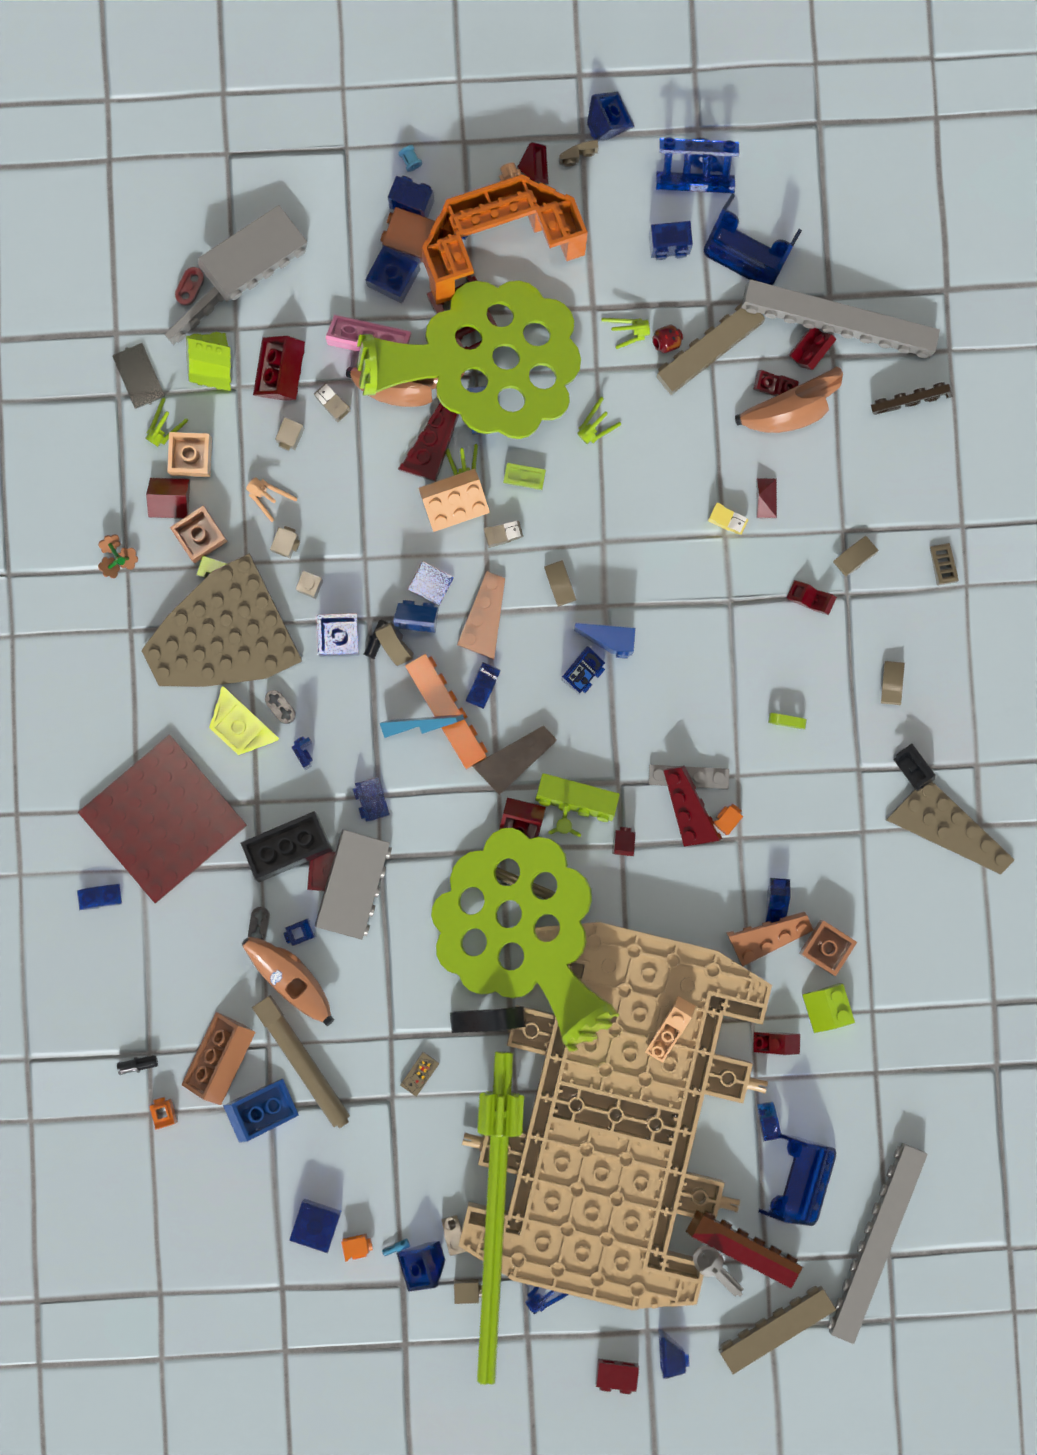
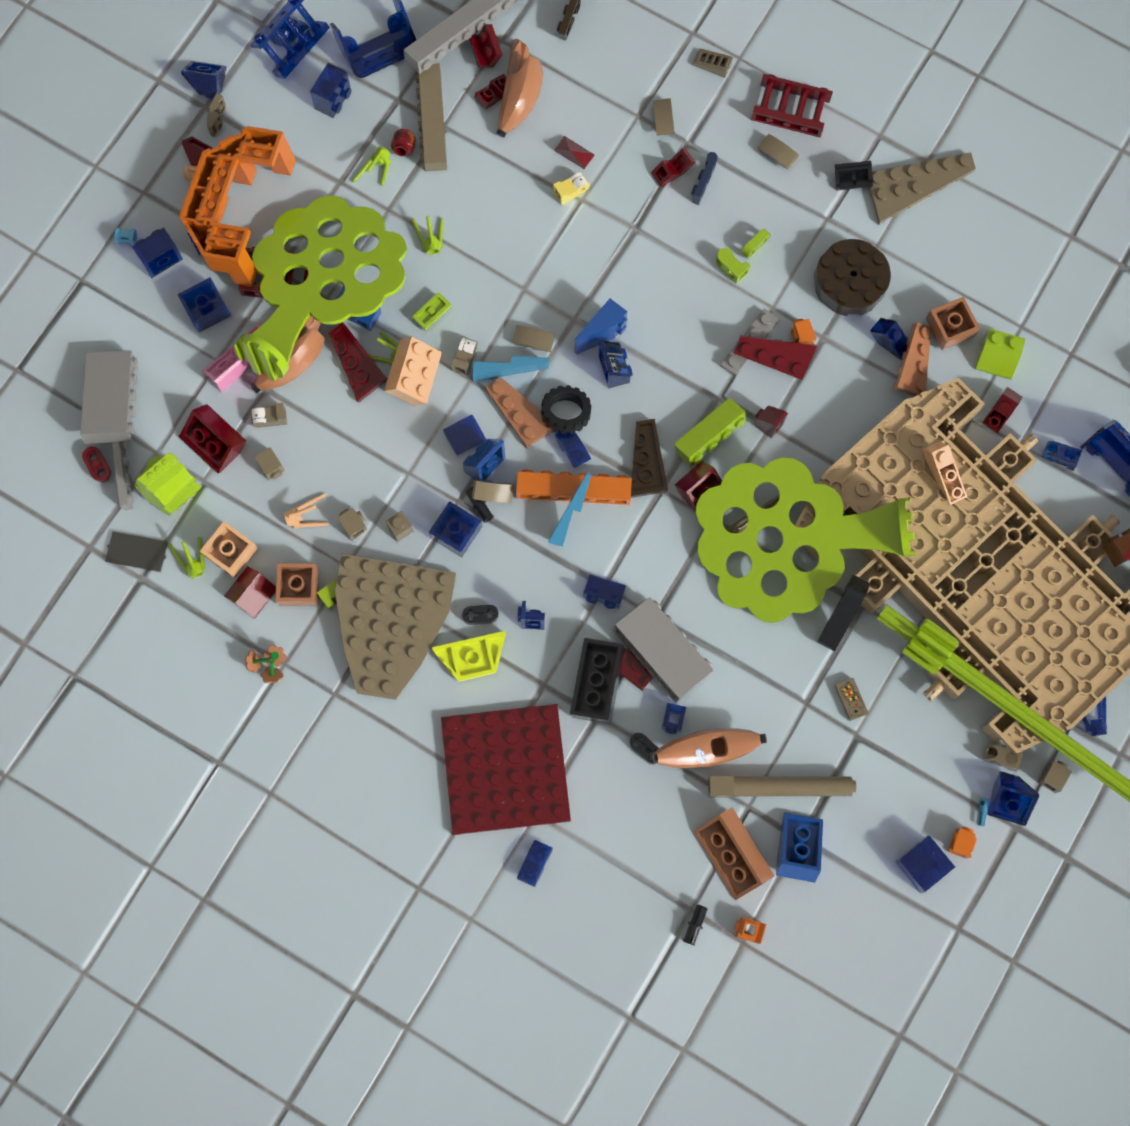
camera: 55 degrees left, 10 degrees down
(407, 232) = (183, 271): dark orange panel -> none
(500, 560) = (518, 365): none -> dark azure slope
(529, 648) = (564, 425): none -> black tyre
(564, 825) = (726, 457): lime plant -> none
(750, 712) = (731, 266): none -> lime leg
(820, 633) = (704, 177): none -> dark blue plate
(831, 834) = (852, 277): none -> dark brown piece
(928, 662) = (788, 121): none -> dark red fence

